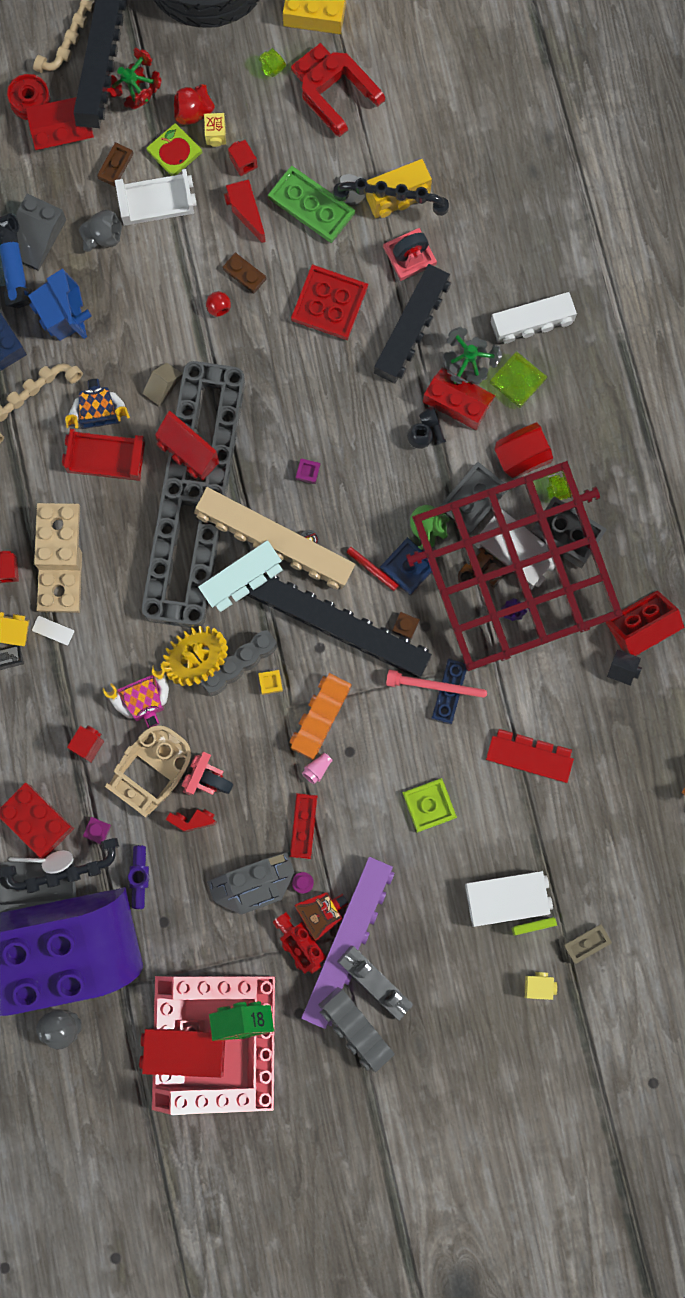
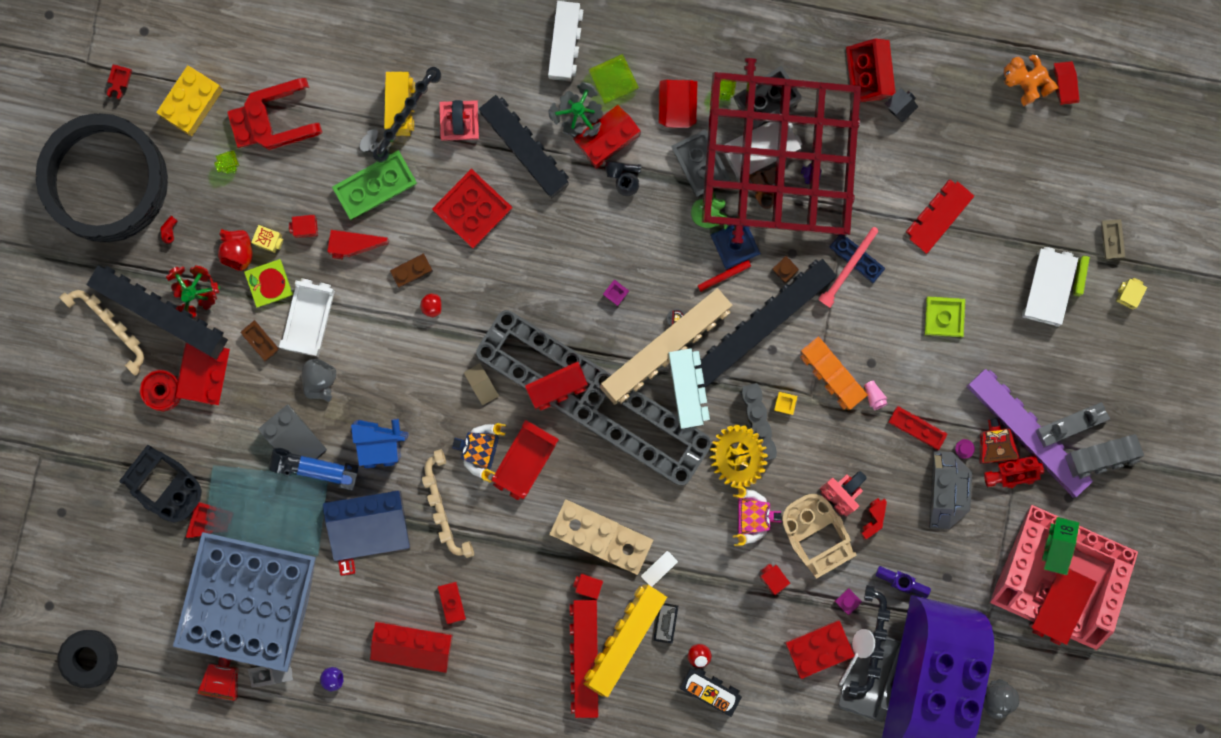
camera: 65 degrees left, 5 degrees up
(185, 39) = (167, 231): none -> red arm

